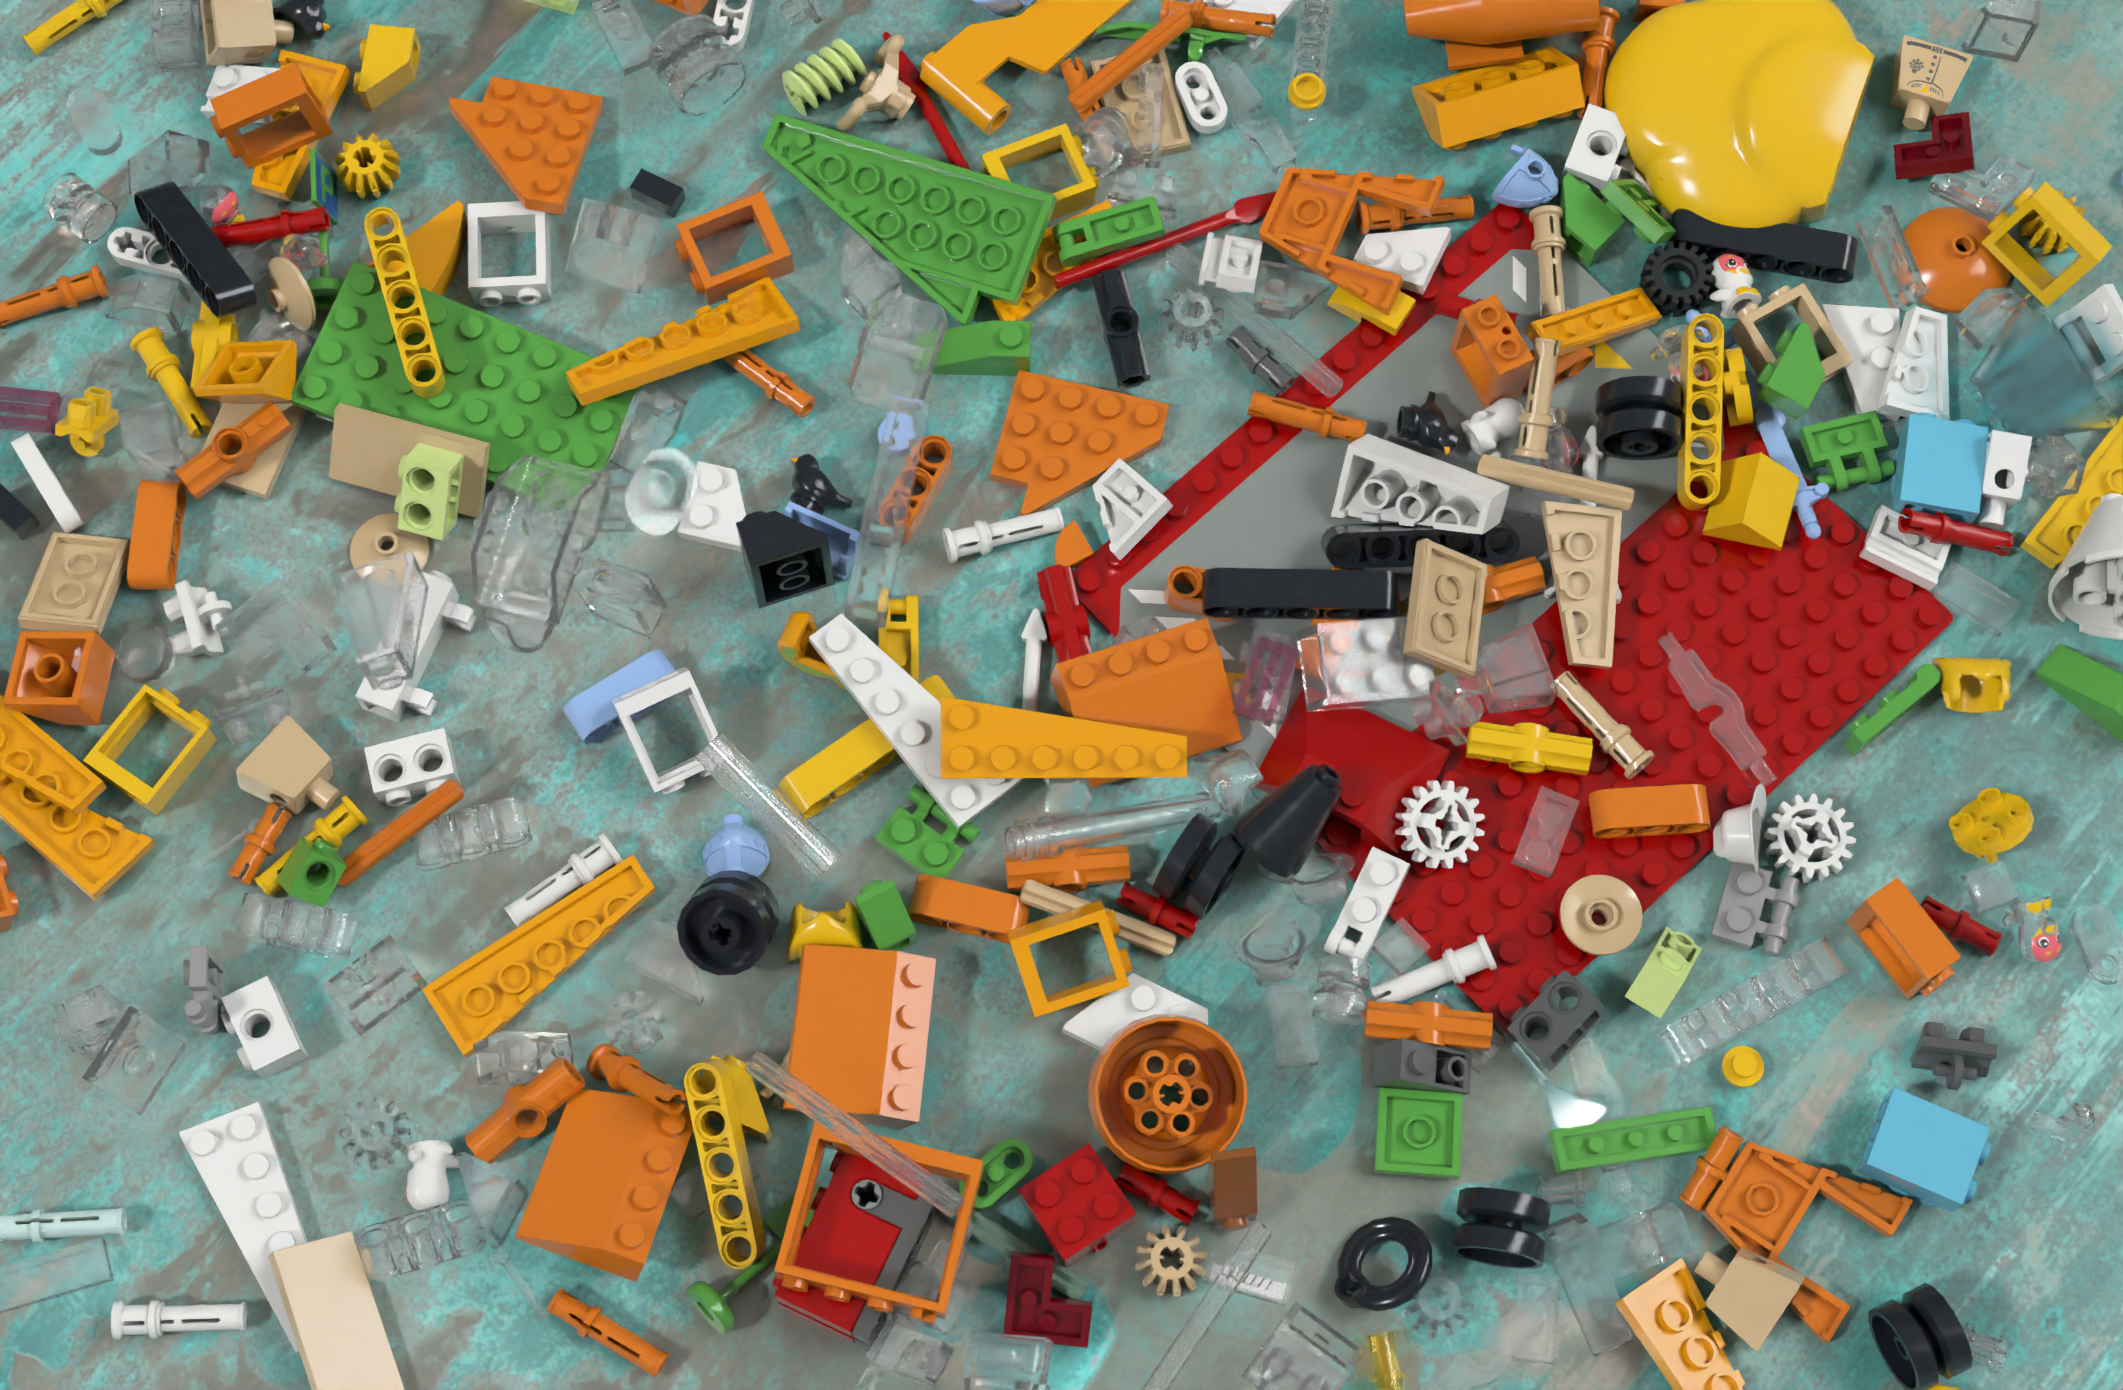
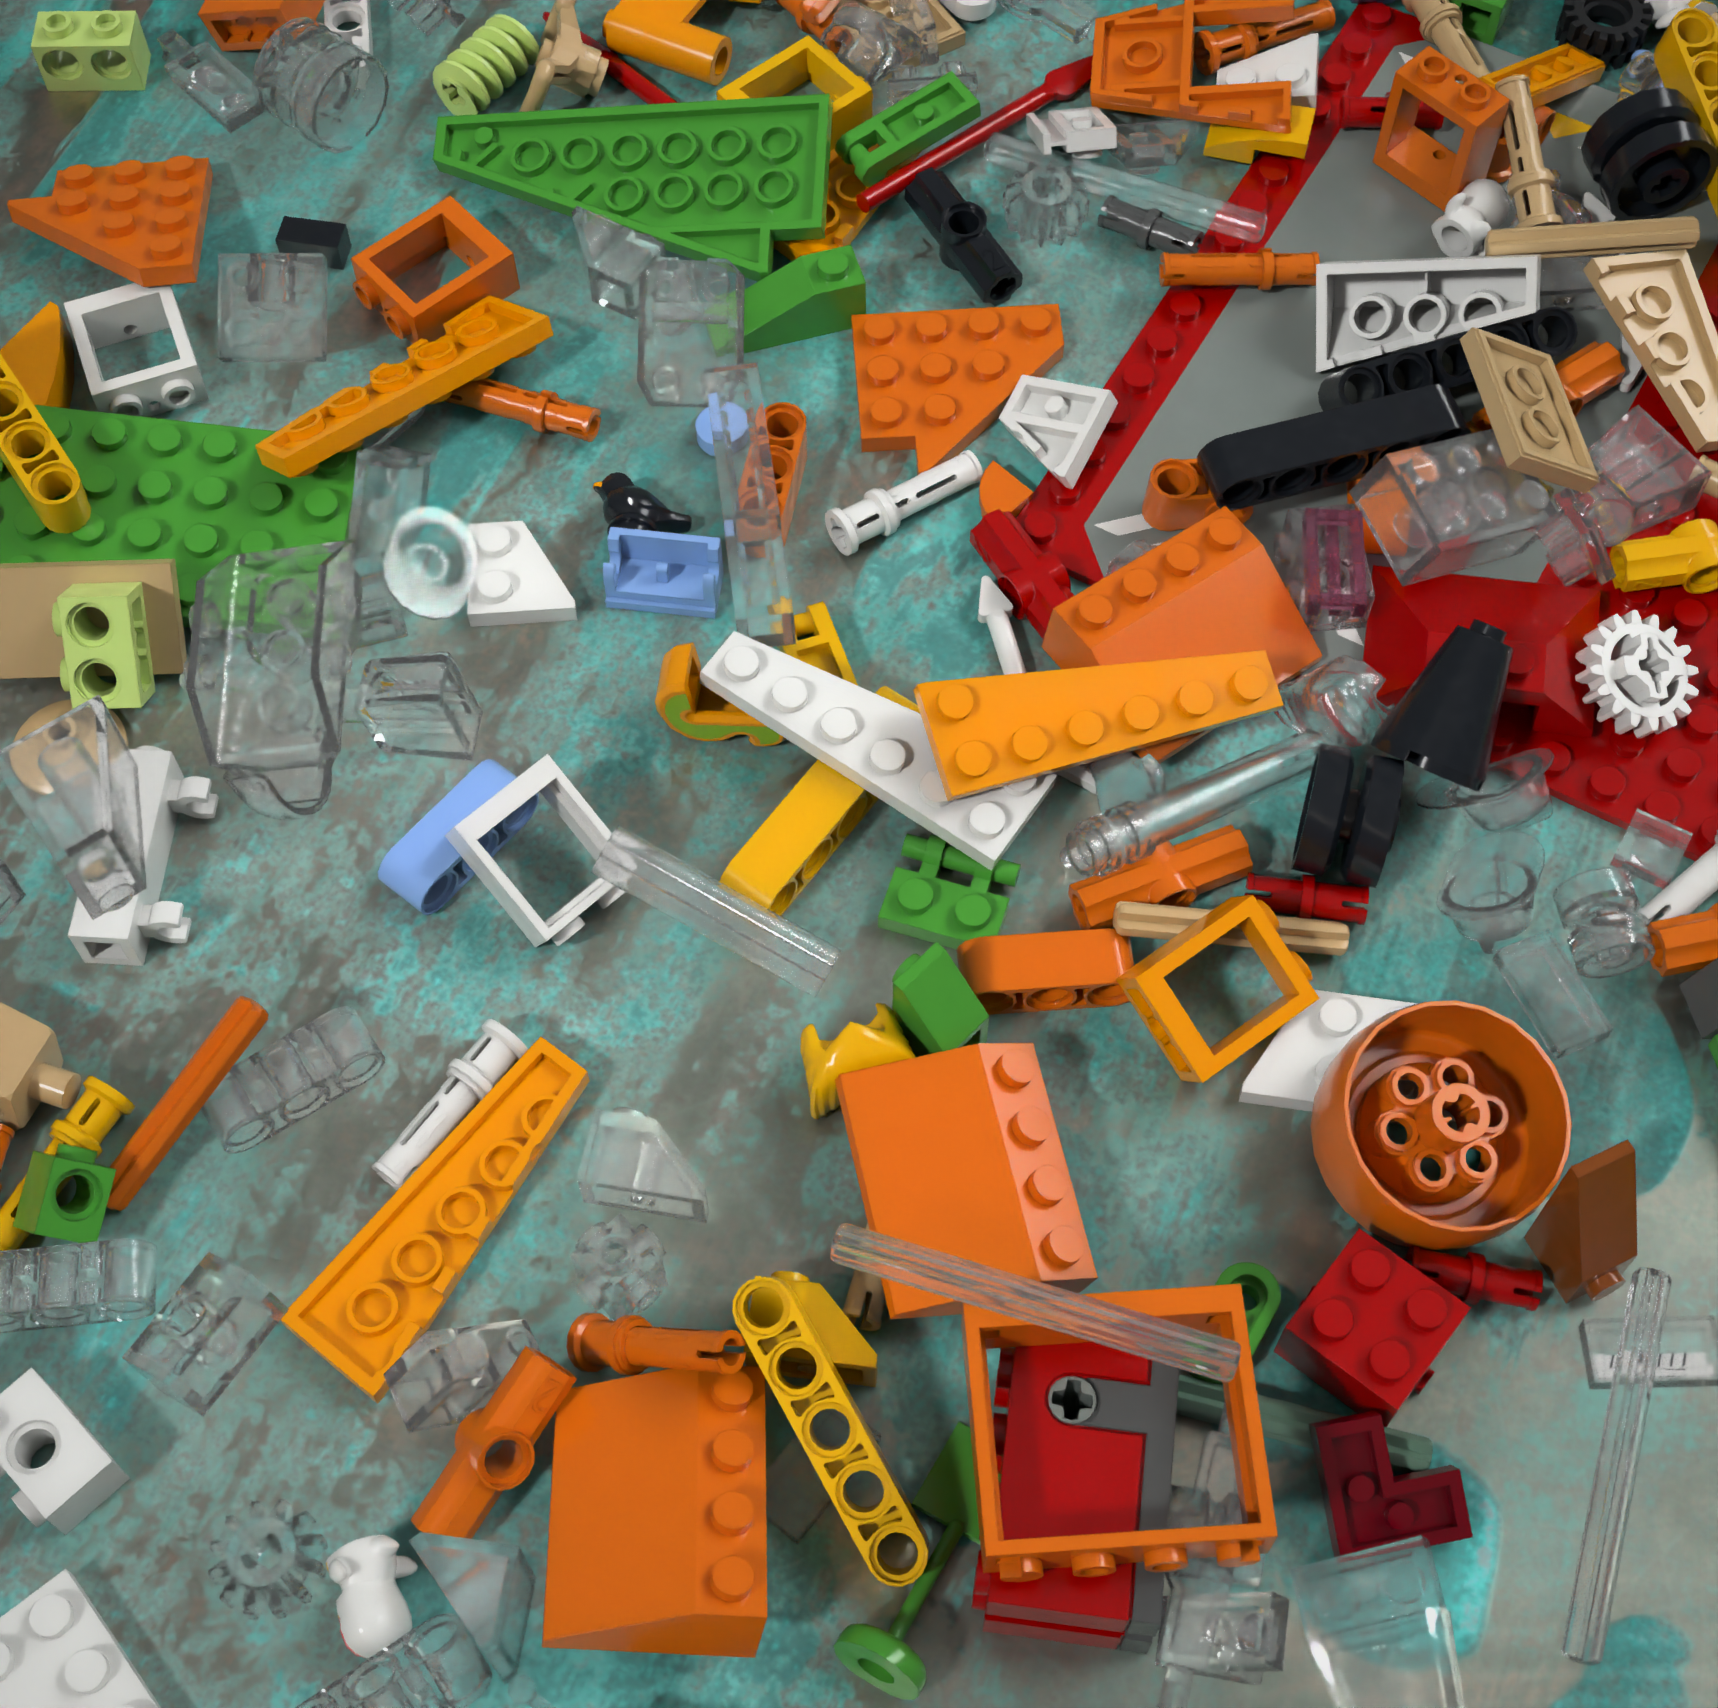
camera: 15 degrees left, 10 degrees down
(410, 756) = (172, 999): white brick -> none
(728, 922) = (709, 1117): black wheel -> none
(736, 848) = (683, 988): light blue helmet -> none
(783, 557) = (629, 586): black slope -> none
(1170, 1275) = (1561, 1383): tan gear -> none
(1368, 904) = (1583, 802): white plate -> none
(1427, 426) = (1388, 237): black animal -> none

